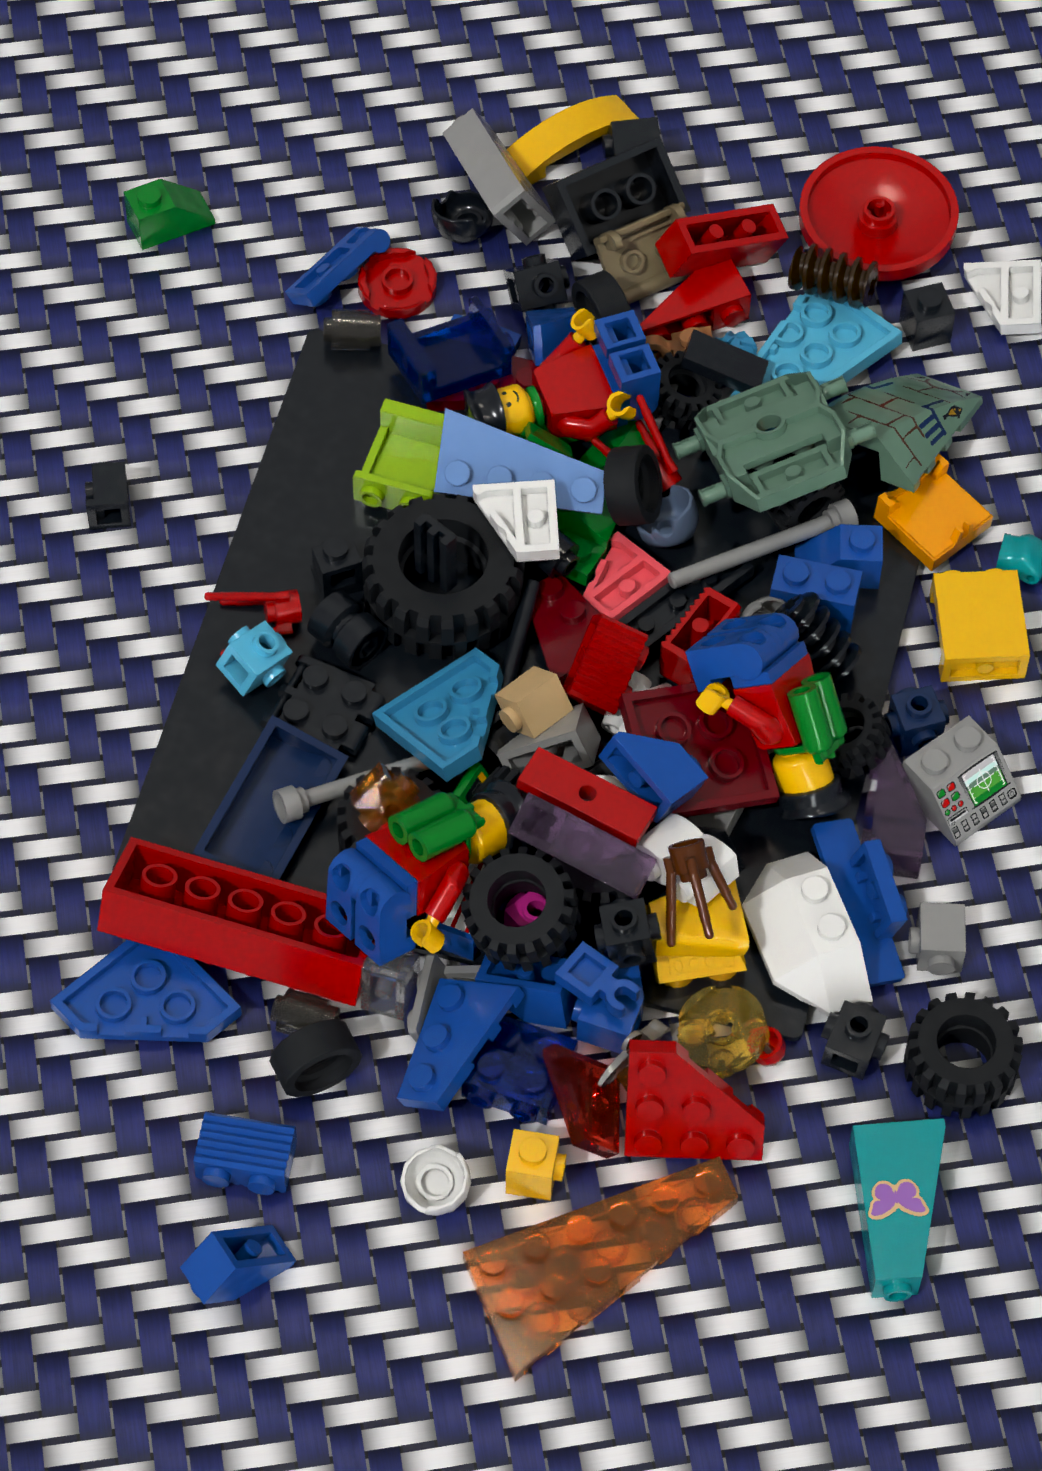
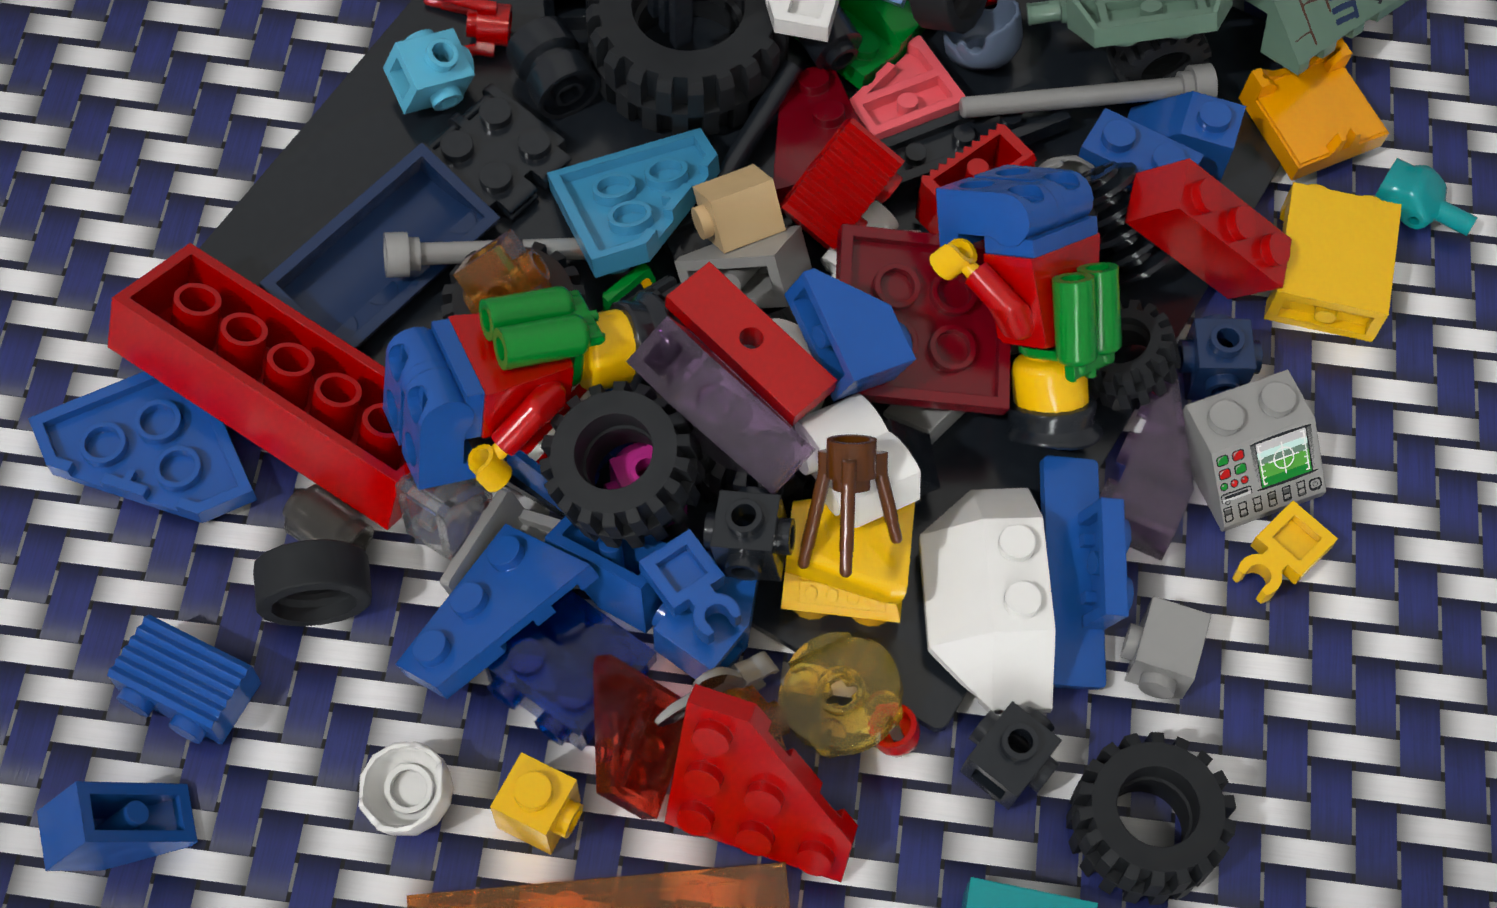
camera: 15 degrees right, 5 degrees up
(883, 627) = (1208, 229): none -> red brick
(1003, 845) = (1286, 547): none -> yellow plate

